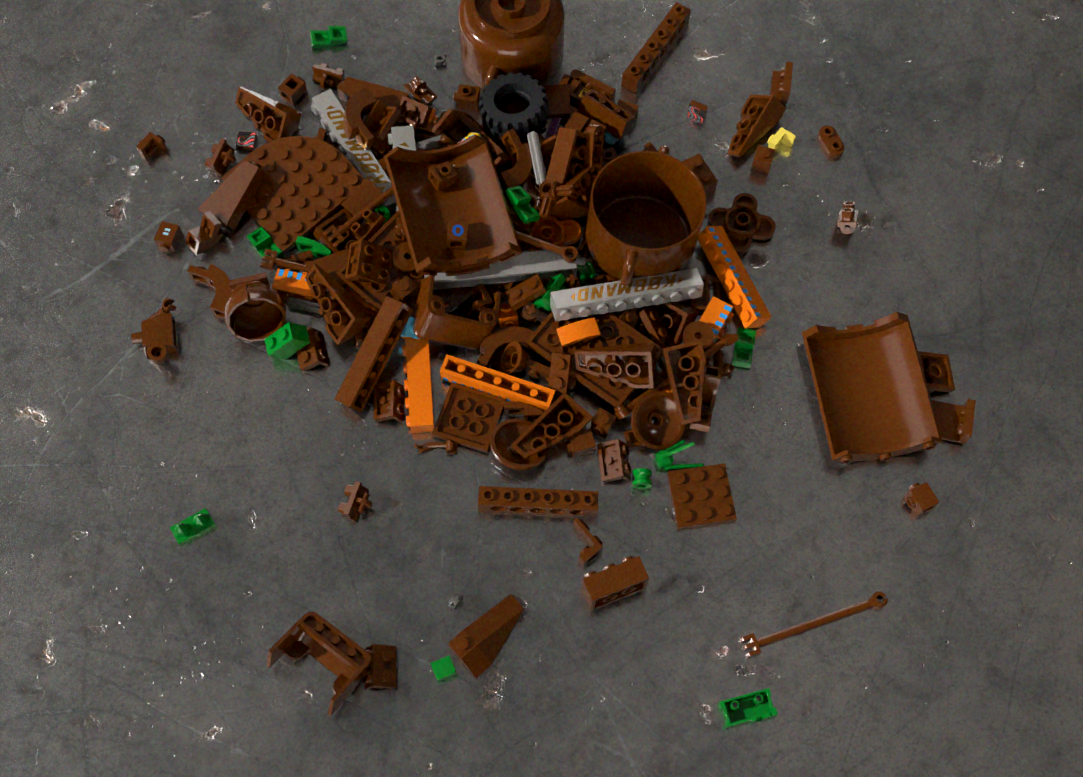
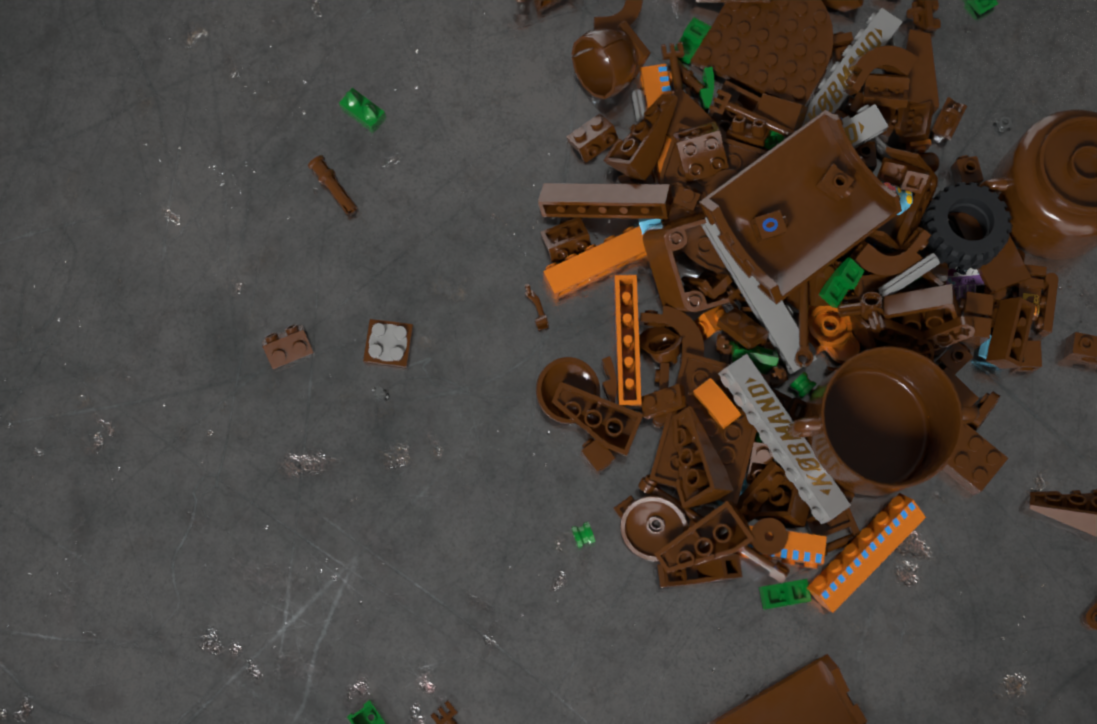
camera: 70 degrees right, 10 degrees up
(242, 577) = (327, 177): none -> reddish brown pin
(287, 340) = (587, 108): green brick -> none
(330, 647) = (293, 269): reddish brown windscreen -> none
(357, 501) = (445, 252): reddish brown hips -> none
(414, 579) = (388, 343): none -> light grey piece
(443, 668) = (307, 407): green slope -> none
(456, 130) = (905, 175): none -> reddish brown slope
(468, 417) = (581, 327): reddish brown plate -> none
(484, 638) = (349, 435): reddish brown wedge -> none
(538, 501) = (514, 434): reddish brown brick -> none
(588, 553) = (479, 508): reddish brown bracket -> none
(602, 423) = (628, 469): reddish brown brick -> none
(614, 460) = (592, 498): reddish brown bracket -> none
(614, 582) = (453, 544): reddish brown brick -> none
(665, 457) = (616, 551): green plant -> none
(697, 110) = (1071, 437): reddish brown tile -> none
(701, 496) = (590, 606): reddish brown plate -> none
(719, 362) = (752, 577): reddish brown arm -> none
(743, 222) = (958, 537): reddish brown plant -> none
(762, 160) = (1037, 536): reddish brown brick -> none
(782, 136) = (1071, 543): light yellow bracket -> none
(848, 218) = (1004, 662): reddish brown hips -> none

